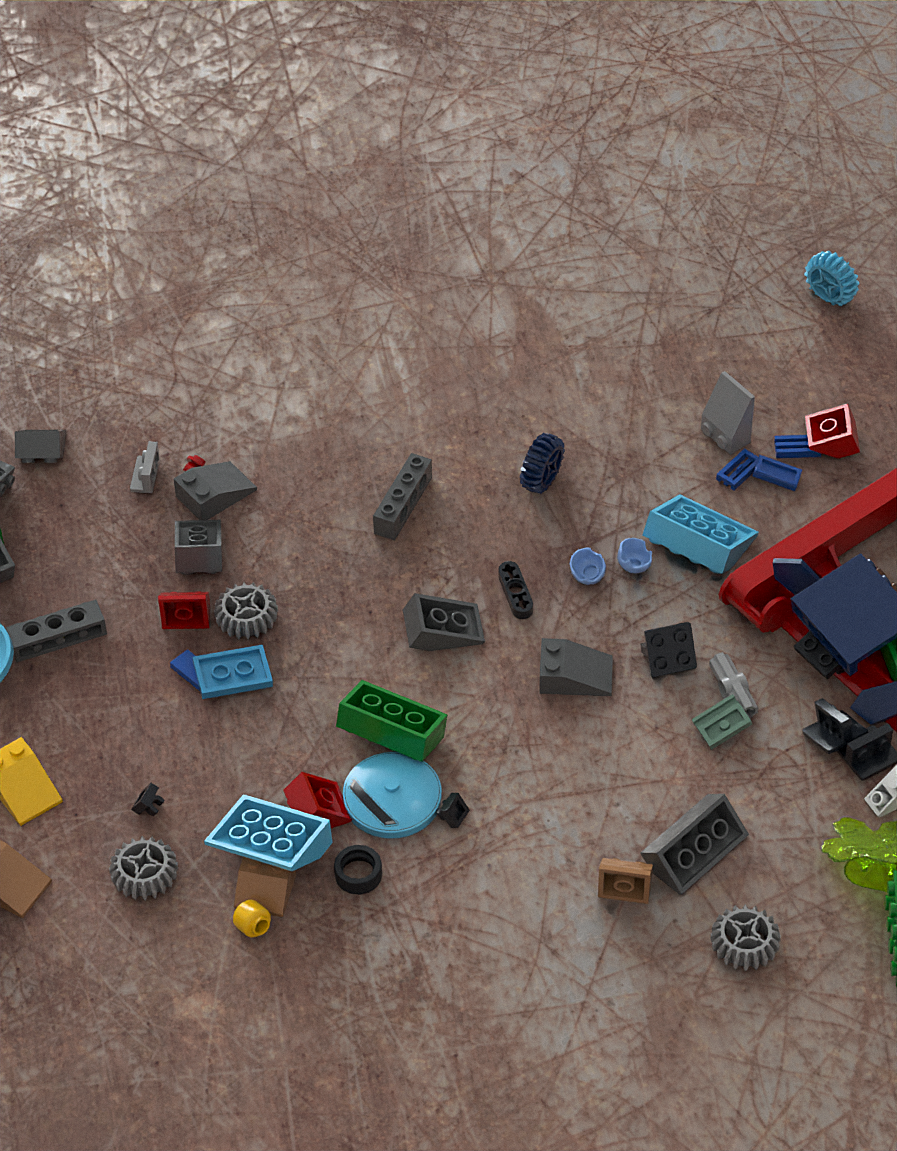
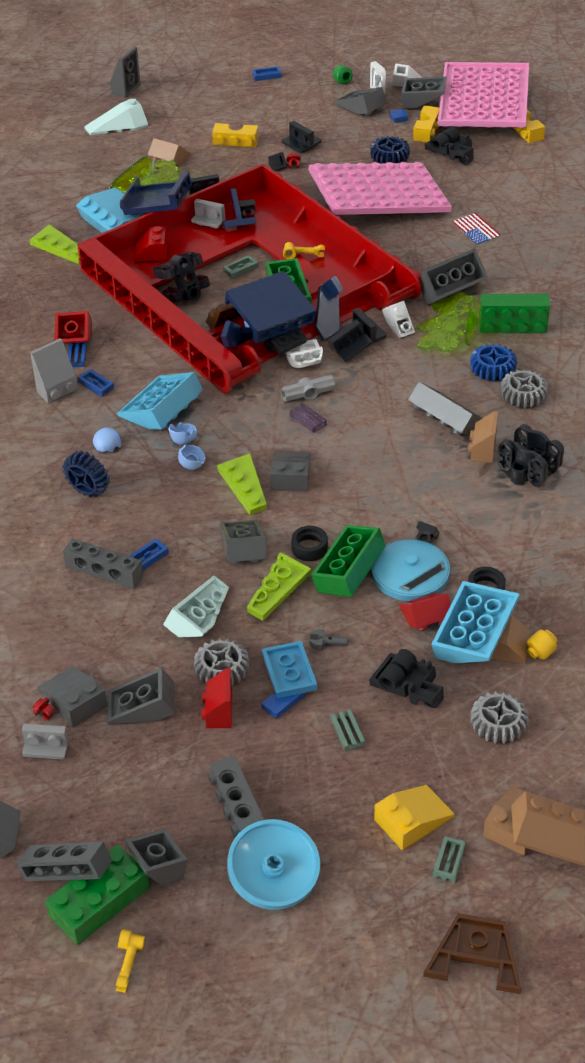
camera: 90 degrees left, 5 degrees down
(144, 725) = (343, 716): none -> sand green tile
(146, 800) = (428, 720): black tile -> none
(204, 780) = (405, 675): none -> black plate
(280, 709) = (323, 640): none -> dark grey bar
(322, 584) = (197, 611): none -> light aqua wedge
(365, 660) = (281, 581): none -> lime wing
(421, 543) = (150, 557): none -> blue tile
(441, 676) = (308, 553): none -> black tyre
(514, 598) = (192, 500): black beam -> none
(557, 622) = (244, 483): none -> lime wing
(577, 916) = (530, 457): none -> black piece
(624, 487) = (106, 440): none -> light blue hair
(669, 649) = (274, 416): black bracket -> none
(675, 687) = (310, 415): none -> clear purple tile
(722, 721) = (342, 392): sand green plate -> none
(777, 472) = (104, 362): blue tile -> none
(789, 909) = (493, 362): none -> blue gear
(804, 683) = (305, 354): none -> white slope

